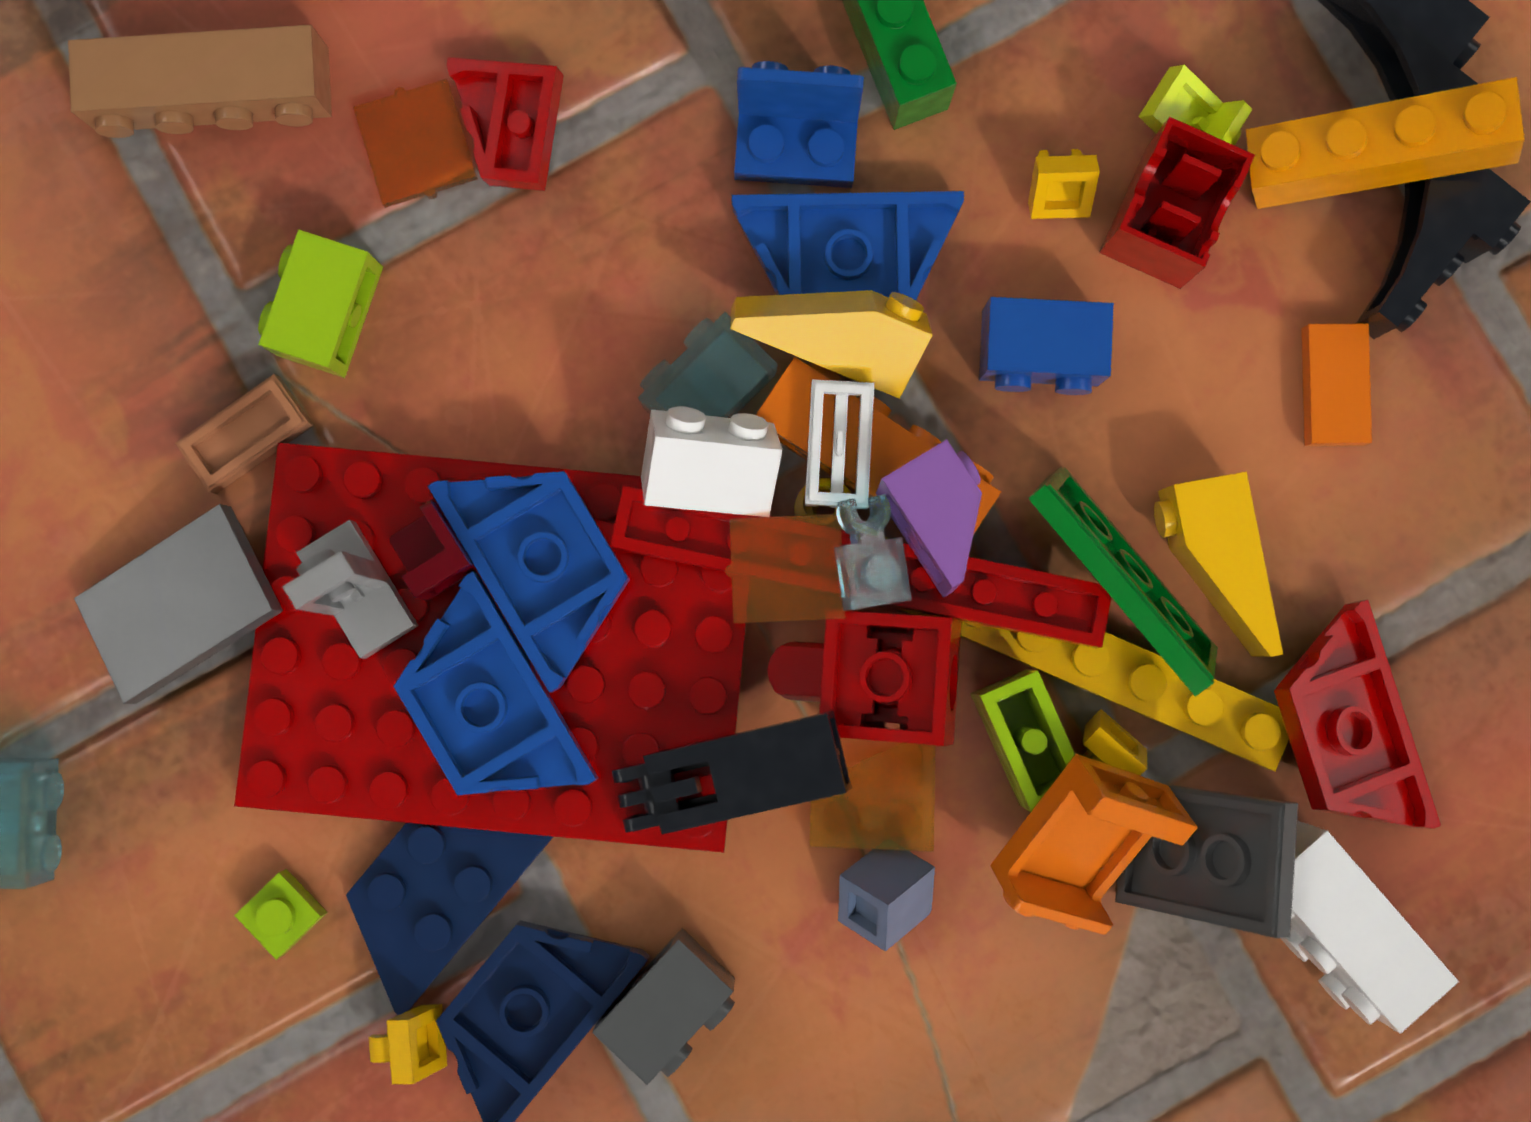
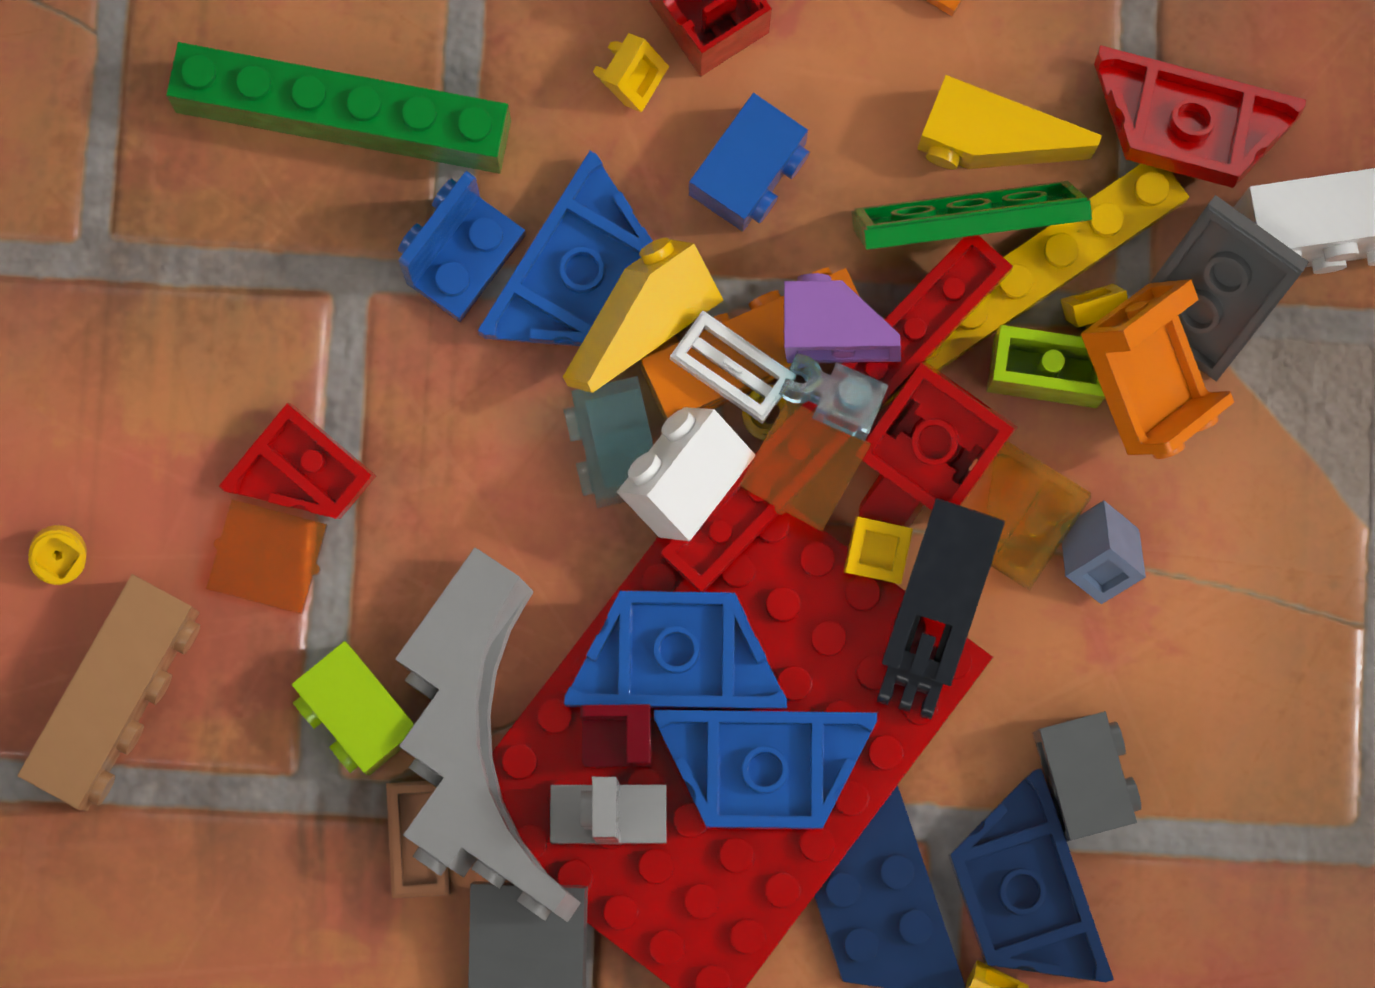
camera: 65 degrees left, 5 degrees down
(332, 409) = (456, 665): none -> light grey arch
(753, 686) = (878, 550): none -> yellow tile

